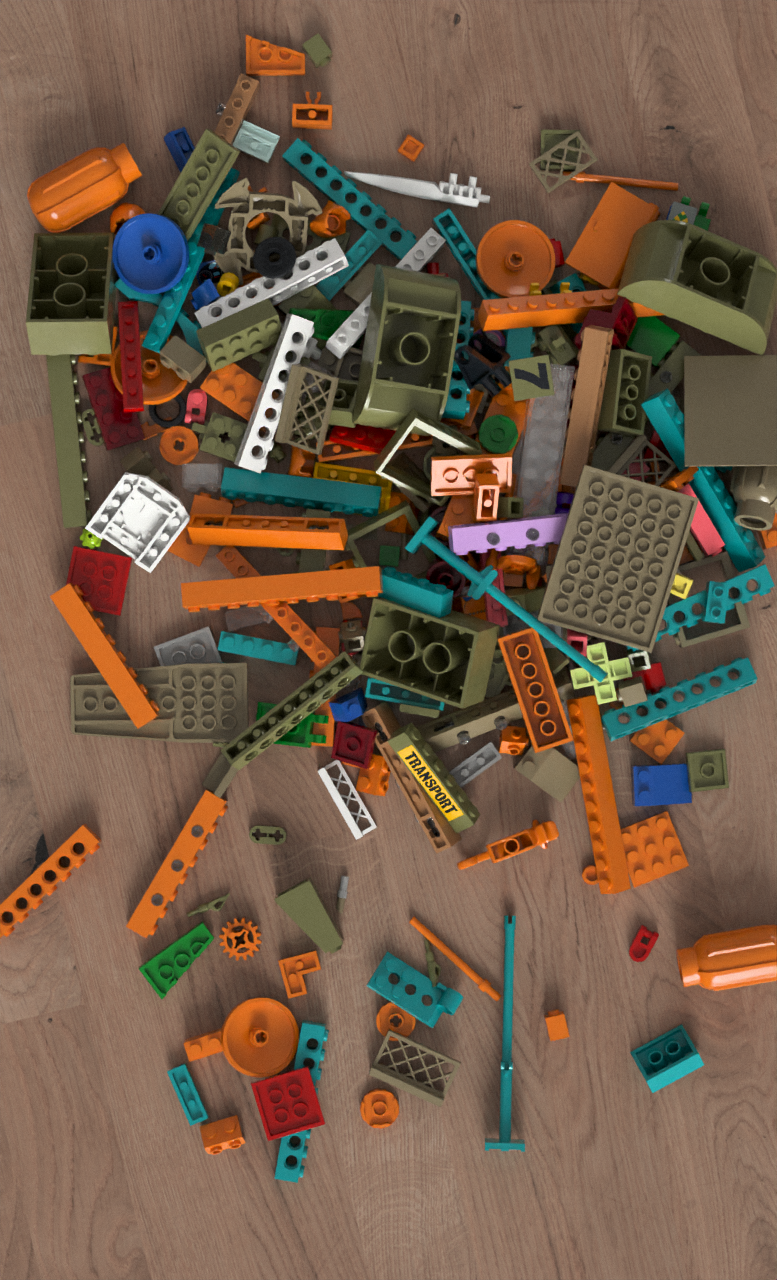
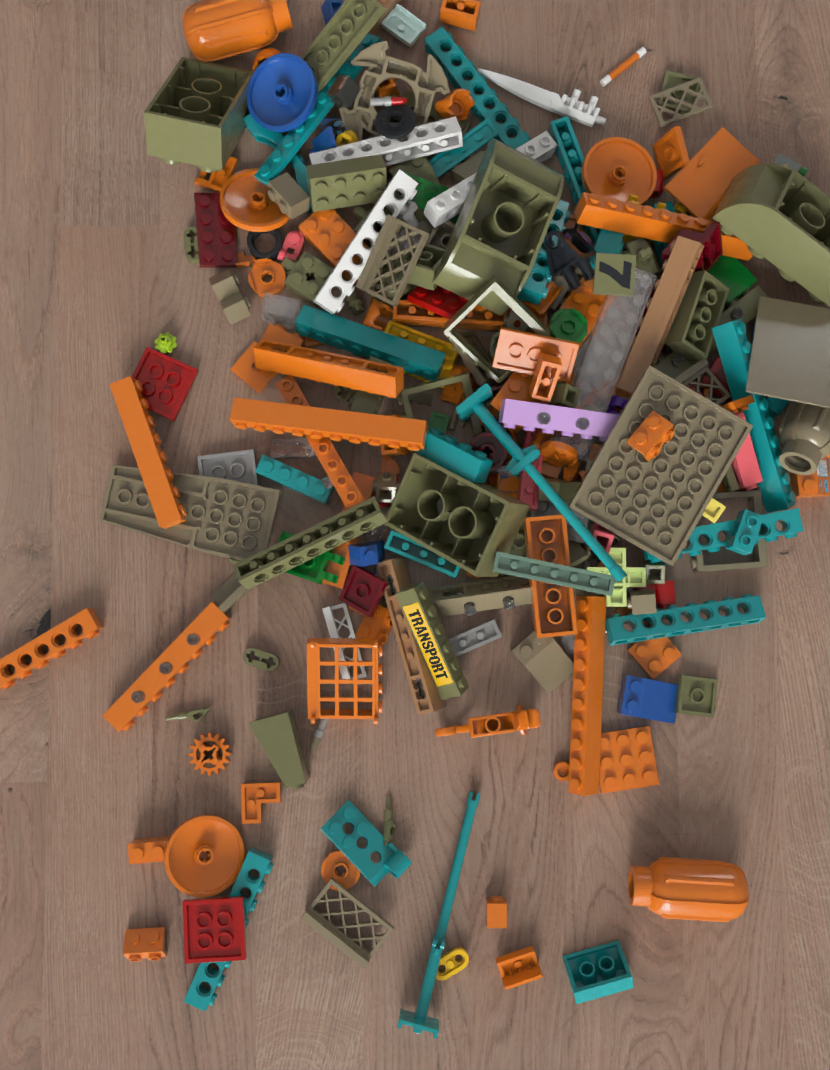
camera: 15 degrees right, 5 degrees down
(68, 440) = (167, 248): olive brick -> none
(130, 356) = (241, 184): red plate -> none
(140, 519) = (212, 332): white wedge -> none
(169, 964) = (137, 762): green wing -> none
(187, 1094) = (122, 895): teal plate -> none
(261, 238) = (387, 101): none -> light grey piece
(327, 844) = (314, 681): none -> orange window
(379, 1108) = (304, 953): orange tile -> none
(411, 148) = (543, 63): orange tile -> none
(419, 710) = (432, 572): olive tile -> none
(483, 984) = (434, 854): orange bar -> none
(495, 133) = (623, 66): none -> orange bar
(513, 740) = (516, 623): orange brick -> none
(525, 1086) = (452, 965): none -> yellow plate
(536, 688) = (553, 573): none -> sand green plate
(564, 221) = (671, 152): none -> orange plate
(582, 176) = (693, 121): orange bar -> none
(589, 1072) = (519, 967): none -> orange bracket
(601, 533) = (651, 435): none -> orange bracket
(638, 950) = (592, 856): red plate -> none

